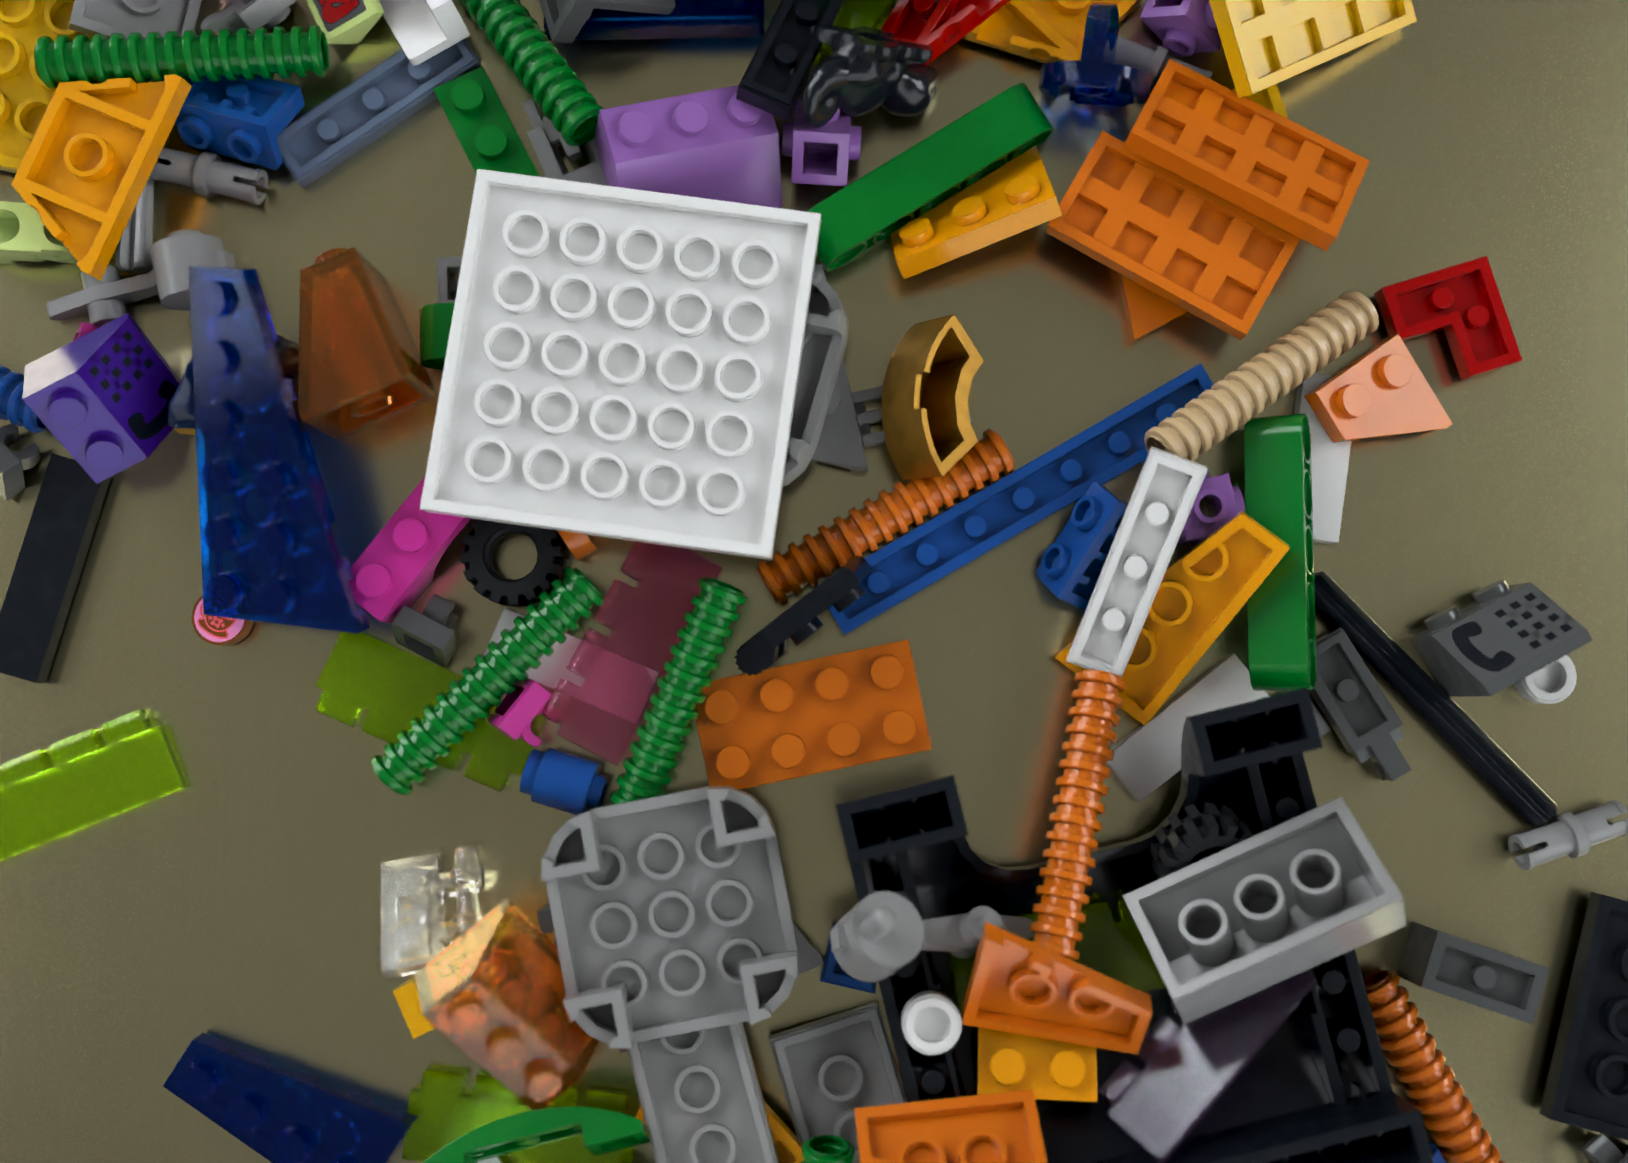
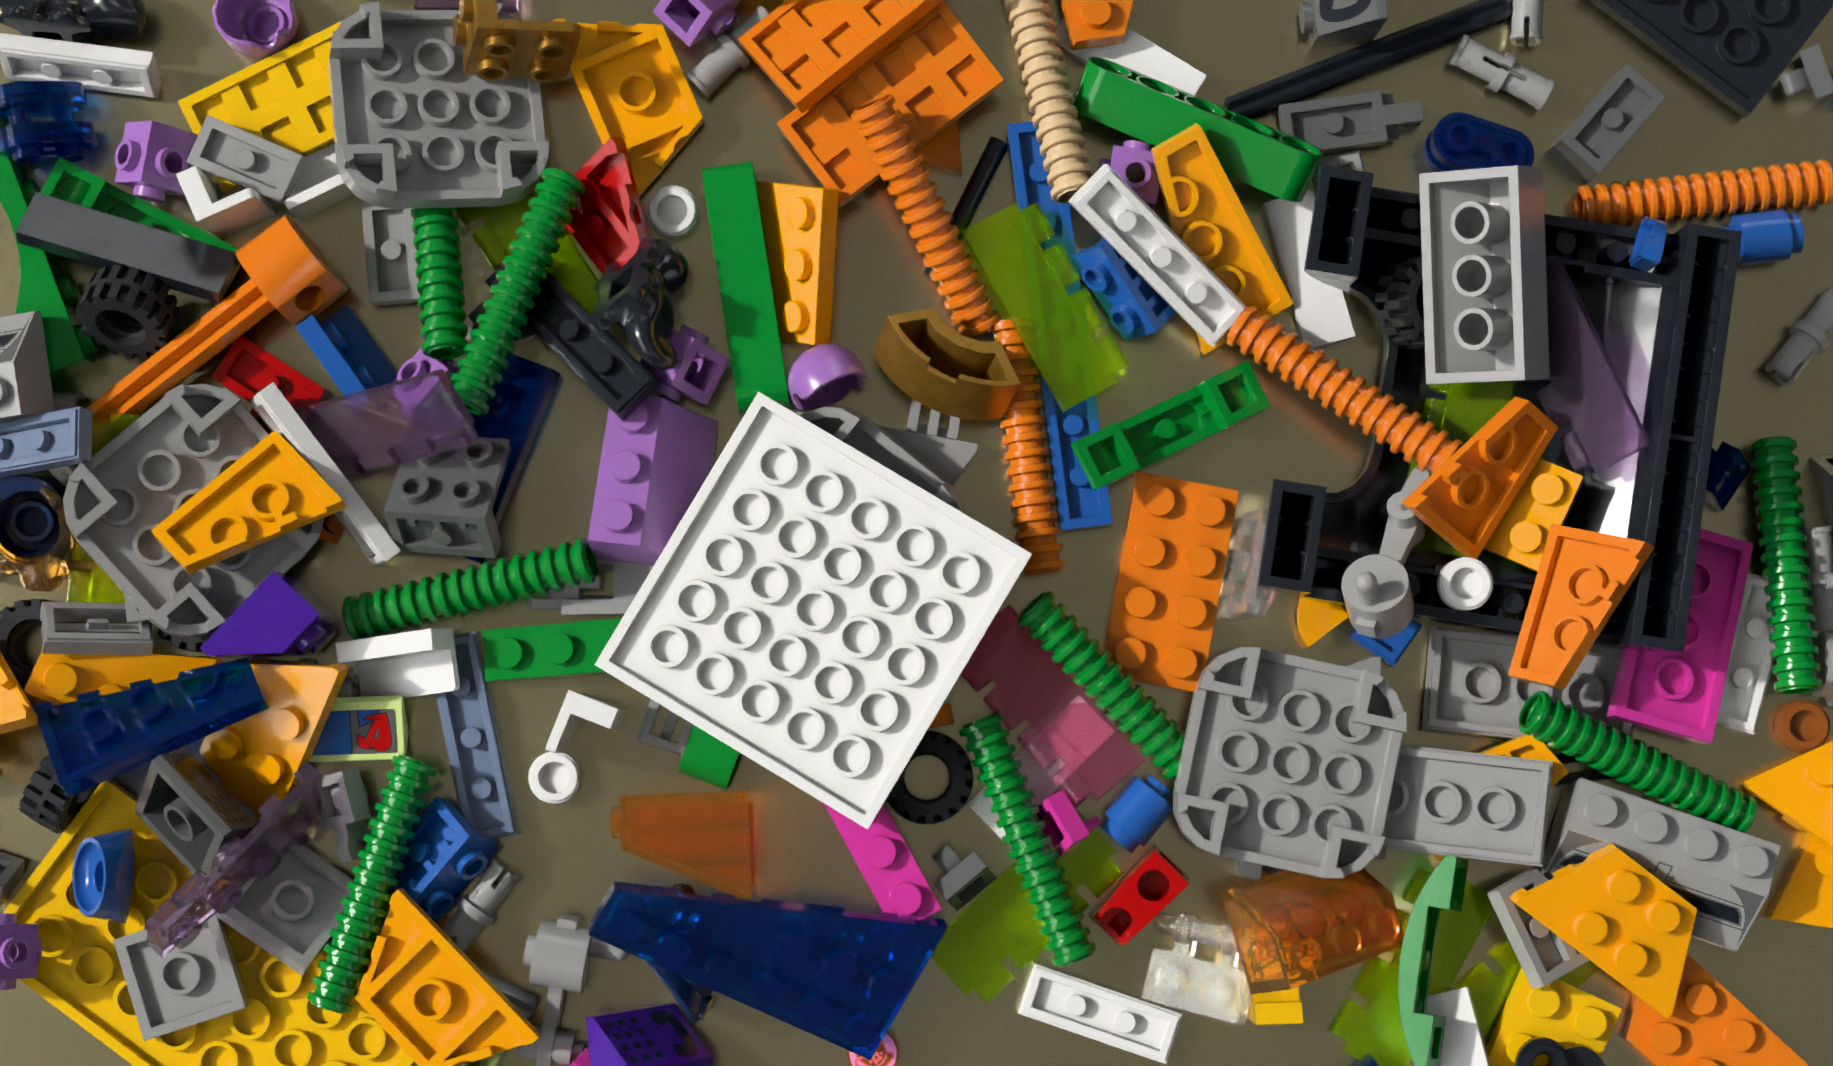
camera: 70 degrees left, 0 degrees up
(350, 827) = (1099, 1013): none -> white tile
(369, 197) = (555, 777): none -> white tile
(431, 183) = (584, 706): none -> white panel
(482, 819) = (1140, 896): none -> red leg
(801, 618) = (1084, 552): black hinge -> none
(821, 794) = (1240, 591): none -> clear plate
(834, 883) = (1317, 619): none -> light orange tile
(869, 286) = (824, 376): none -> medium lavender hair
(966, 651) = (1170, 426): none -> green slope
(970, 79) = (672, 212): none -> white tile
(1039, 459) = (1034, 296): none -> clear neon green windscreen
(1074, 313) = (926, 216): none -> orange piece
(1096, 77) = (725, 107): clear blue tile -> none
(1098, 361) = (976, 186): none -> black bar
(1372, 1072) = (1648, 244): none -> blue tile
(1397, 837) = (1473, 143): none -> clear blue brick
(1475, 841) = (1502, 72): none -> light grey pin

